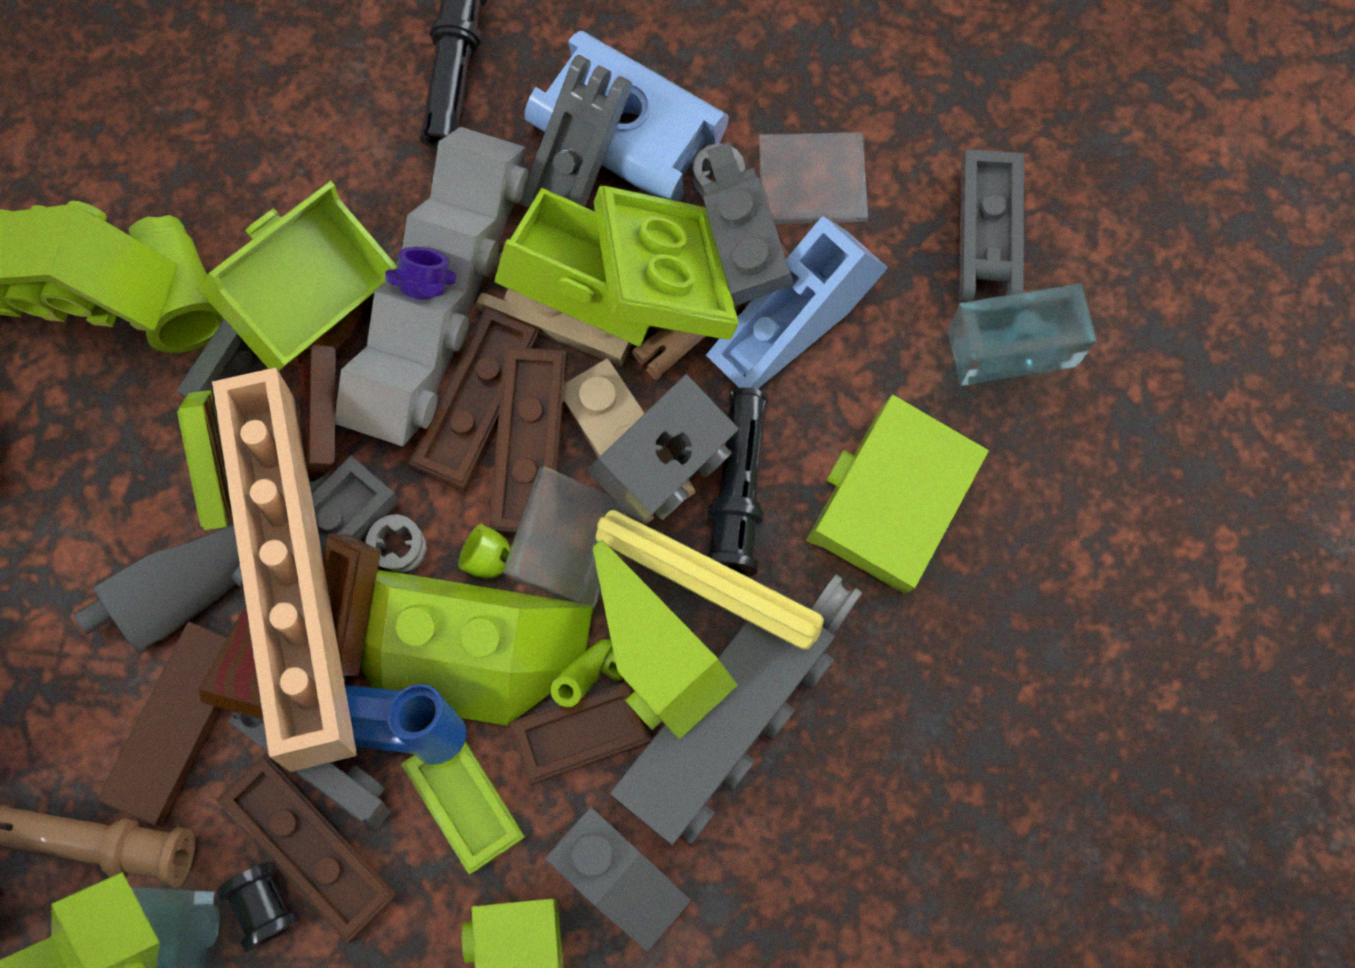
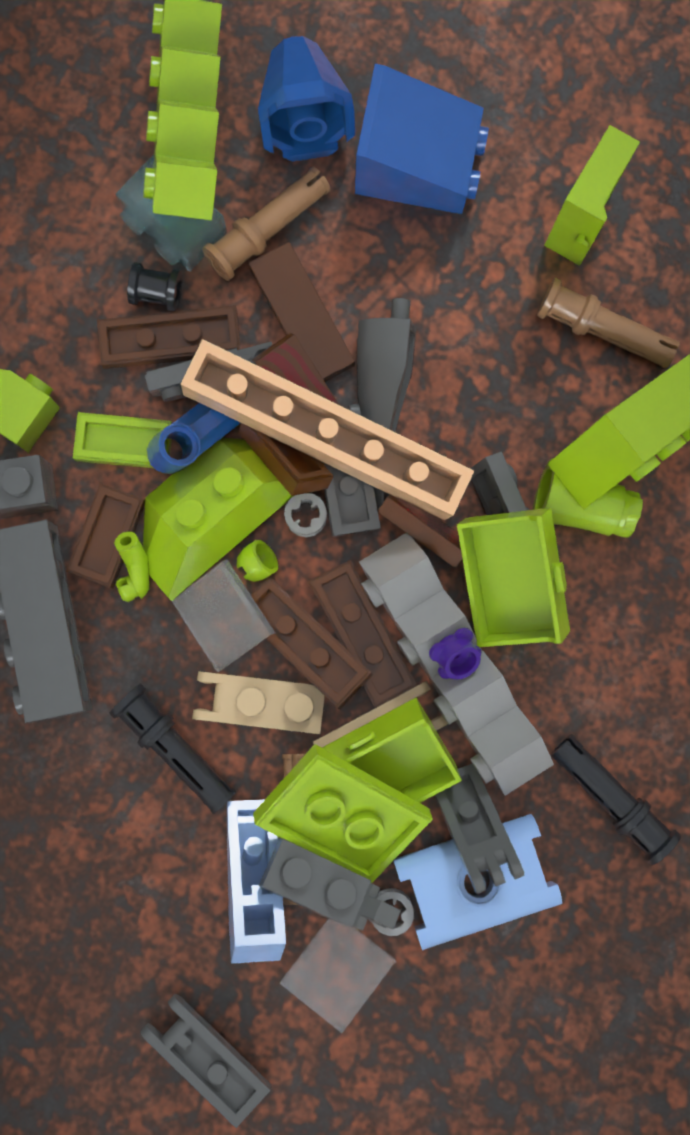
camera: 125 degrees right, 10 degrees up
(205, 459) = (441, 438): lime tile -> none
(656, 652) = (101, 609): lime slope -> none
(686, 423) = (229, 689): dark grey brick -> none
(711, 580) = (119, 676): light yellow axle -> none
(835, 604) = (51, 741): light grey bush -> none
(897, 494) = (86, 840): lime container -> none
(1021, 334) = (112, 1008): clear light blue brick -> none

